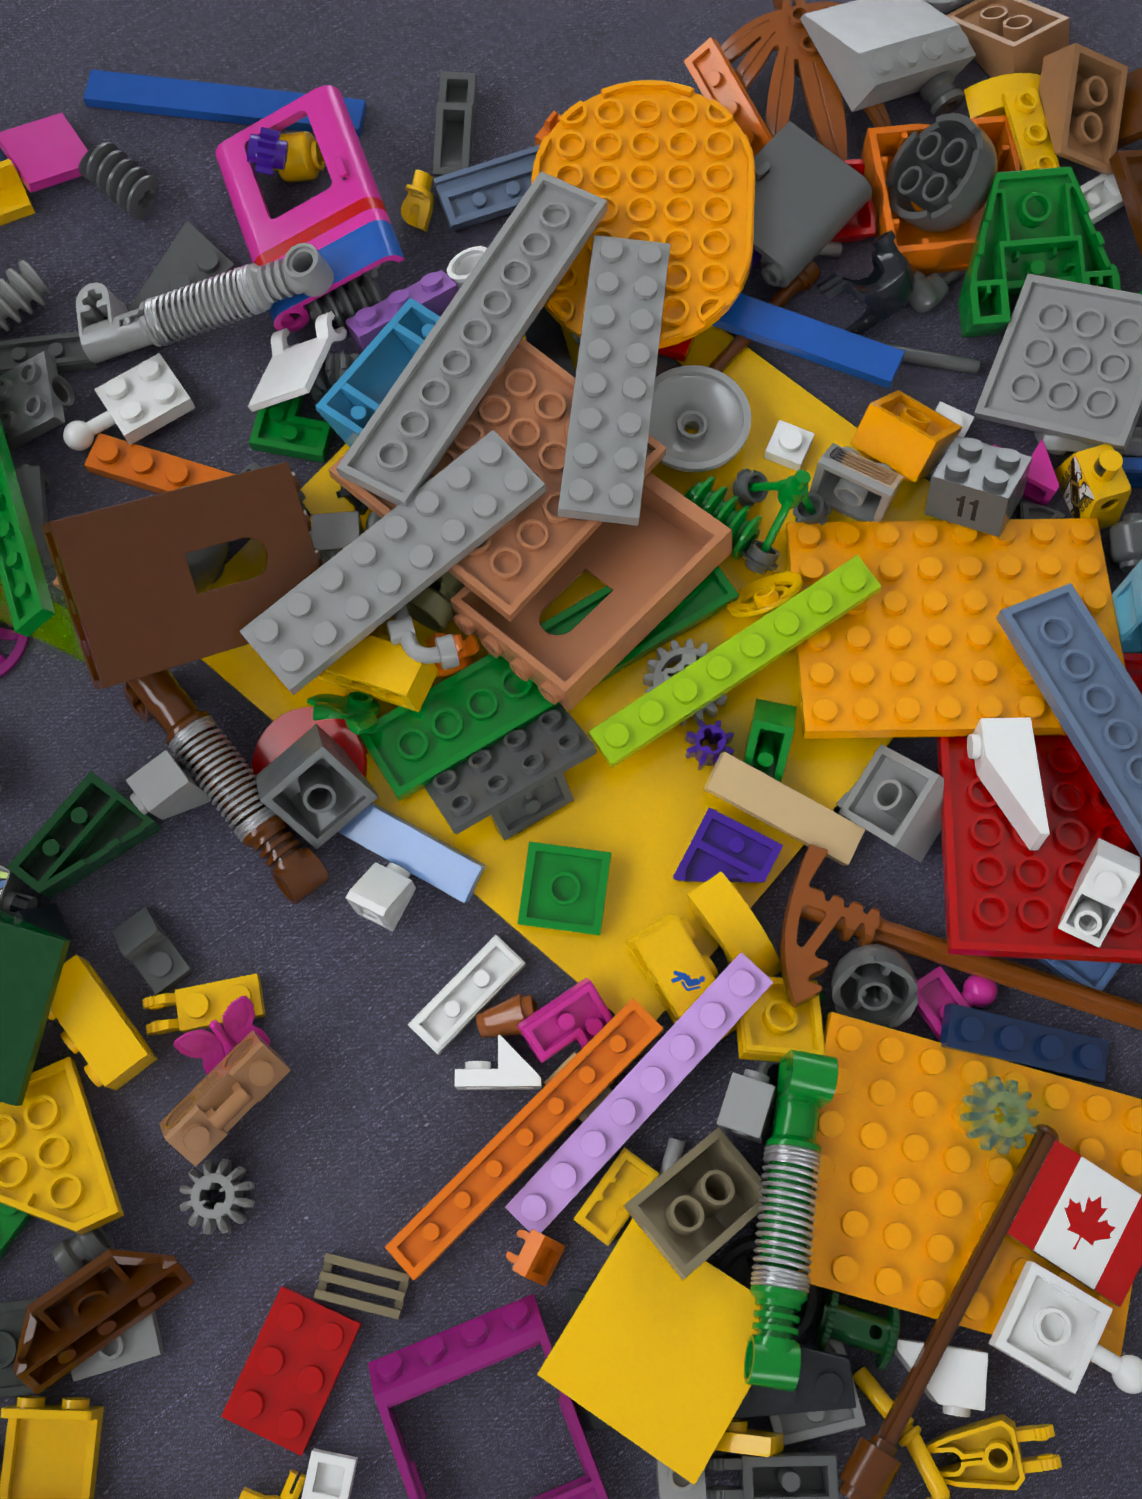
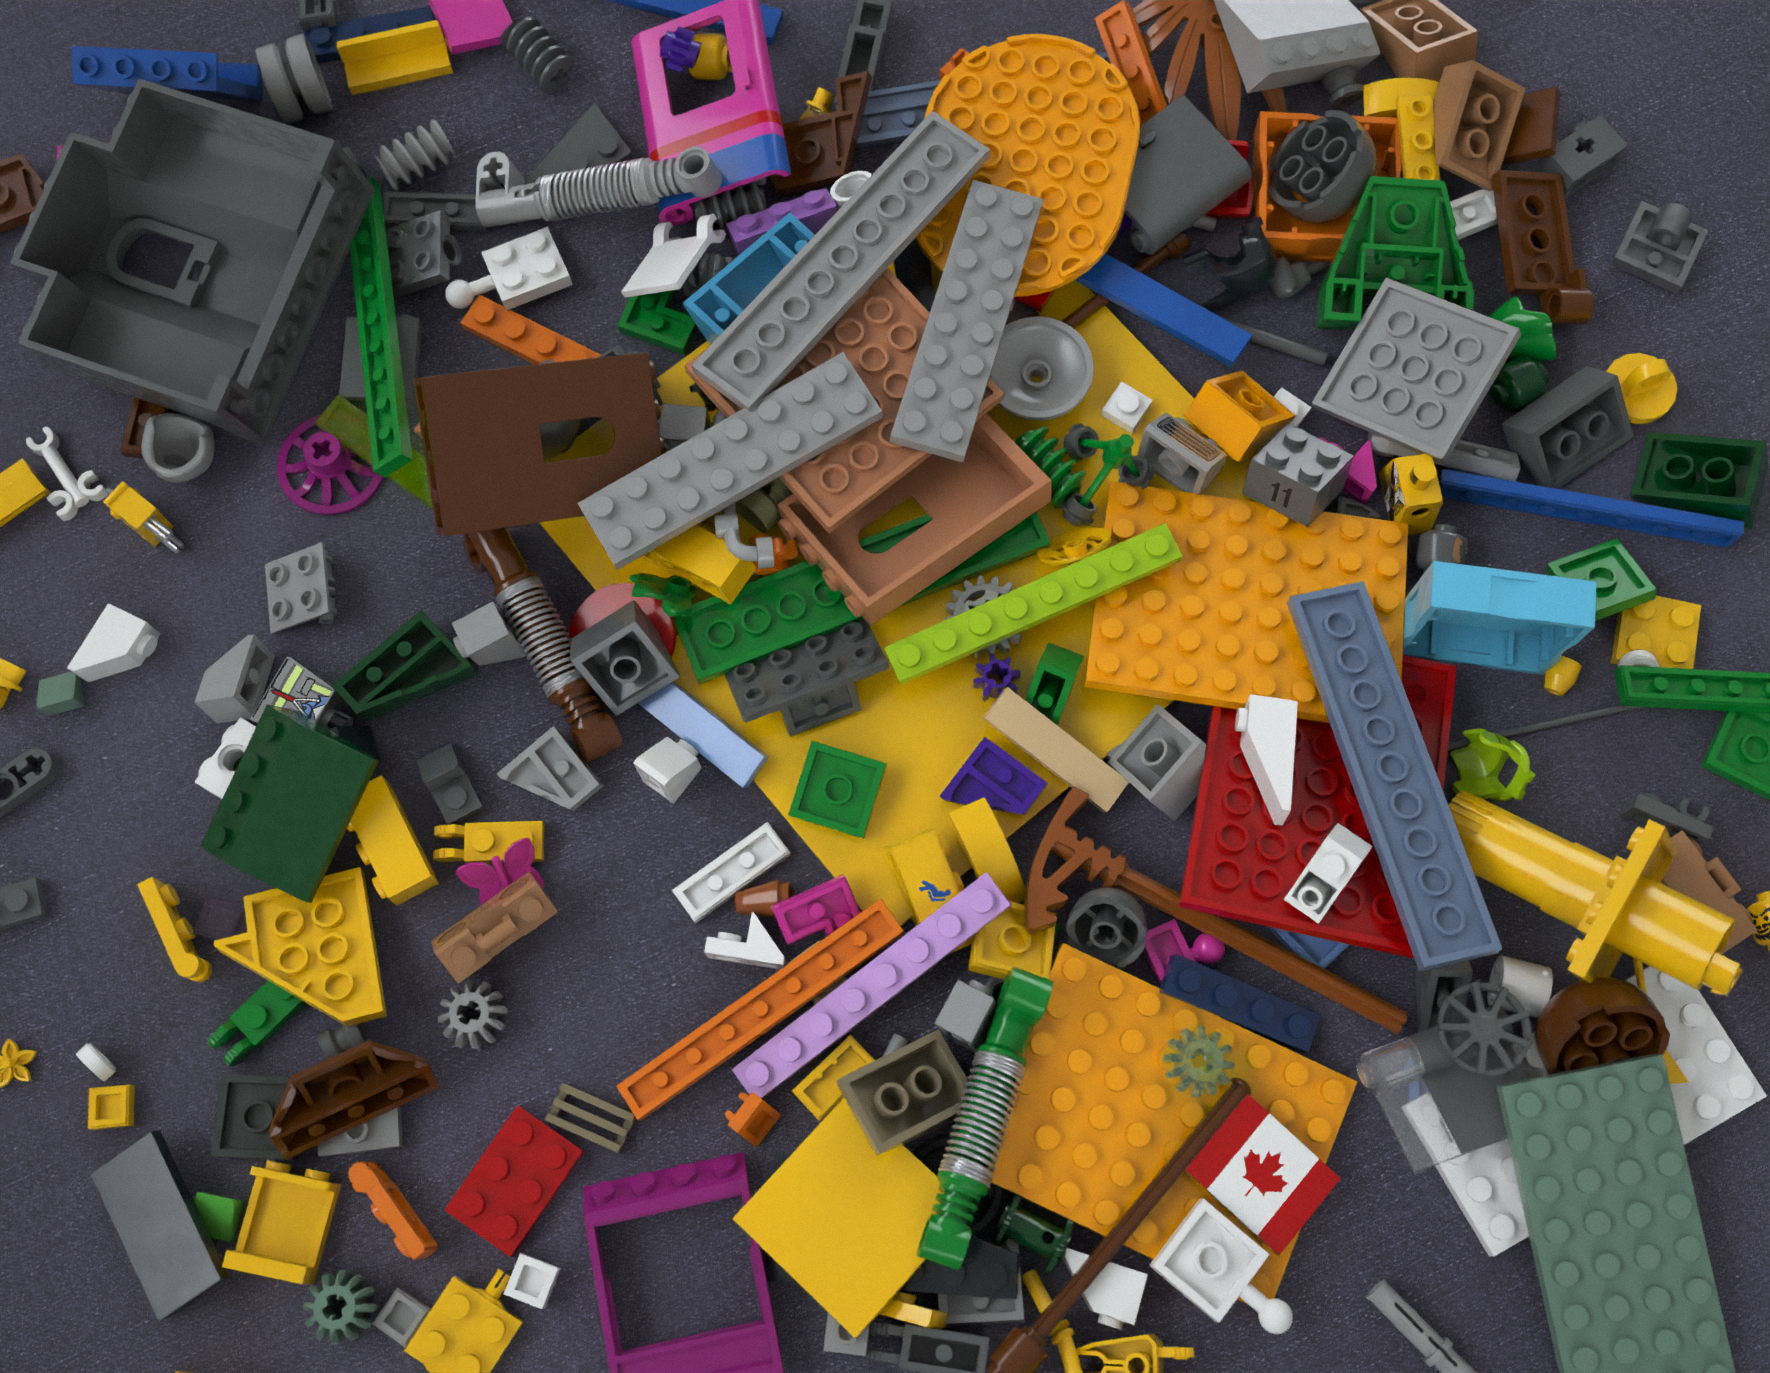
camera: 10 degrees right, 0 degrees up
(164, 1426) = (392, 1208): none -> orange hinge
(259, 919) = (553, 771): none -> light grey wing
(433, 225) = (824, 145): none -> reddish brown wing

